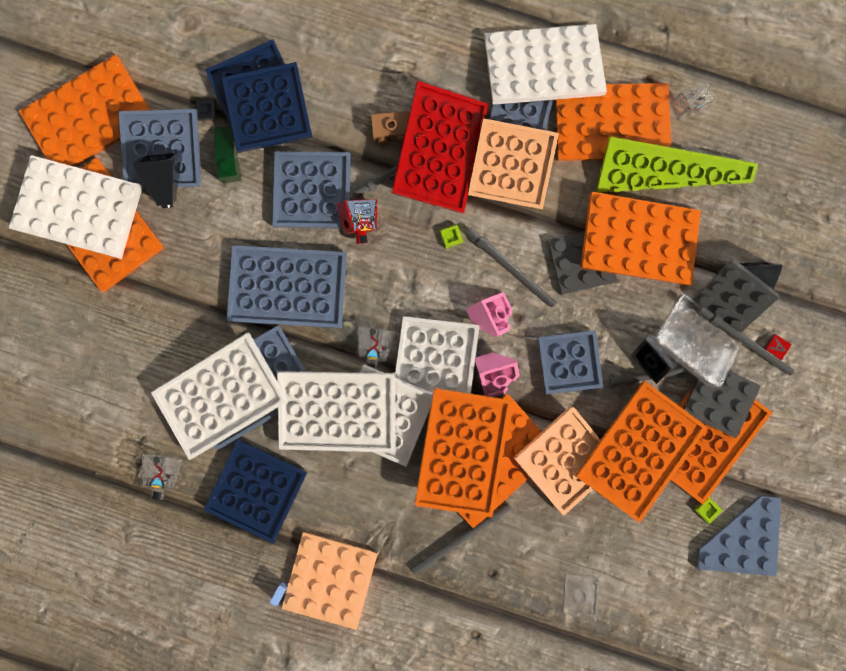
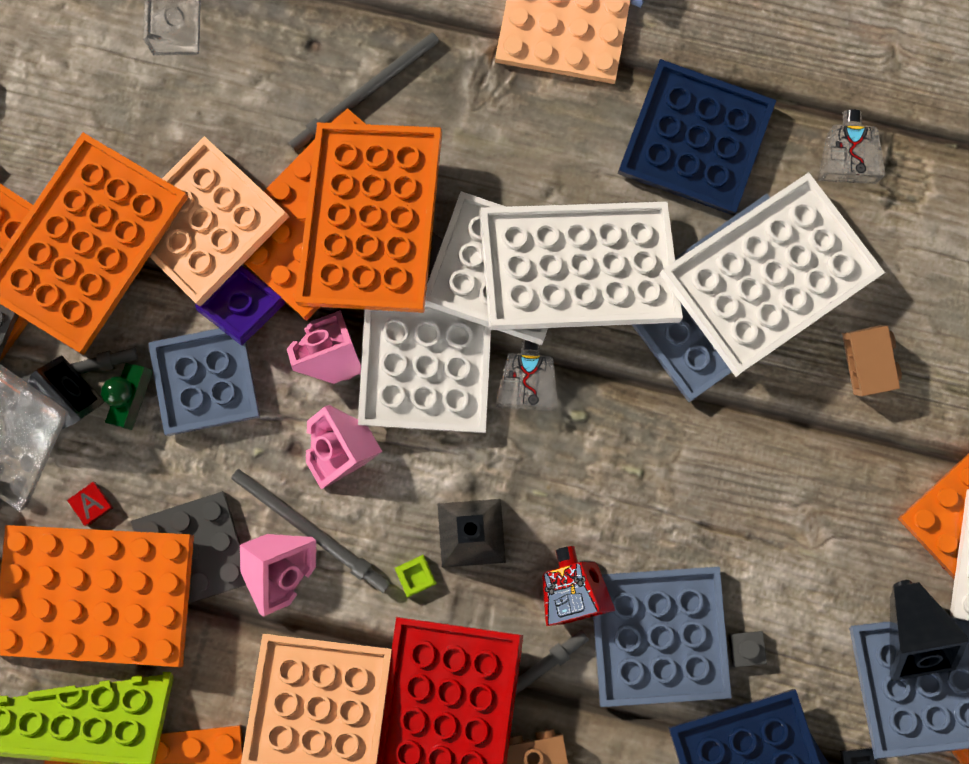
camera: 175 degrees right, 5 degrees down
(166, 340) = (872, 360): none -> medium nougat brick
(226, 155) = (814, 686): dark green slope -> none
(262, 179) = (747, 648): none -> dark grey plate
(286, 286) = (684, 467): sand blue plate -> none
(416, 266) = (478, 549): none -> black slope
(533, 247) = (275, 567): none -> bright pink slope
(545, 405) = (241, 305): none -> dark purple tile
(617, 356) = (126, 395): none -> dark green tile
(641, 294) = (90, 504): none -> red tile

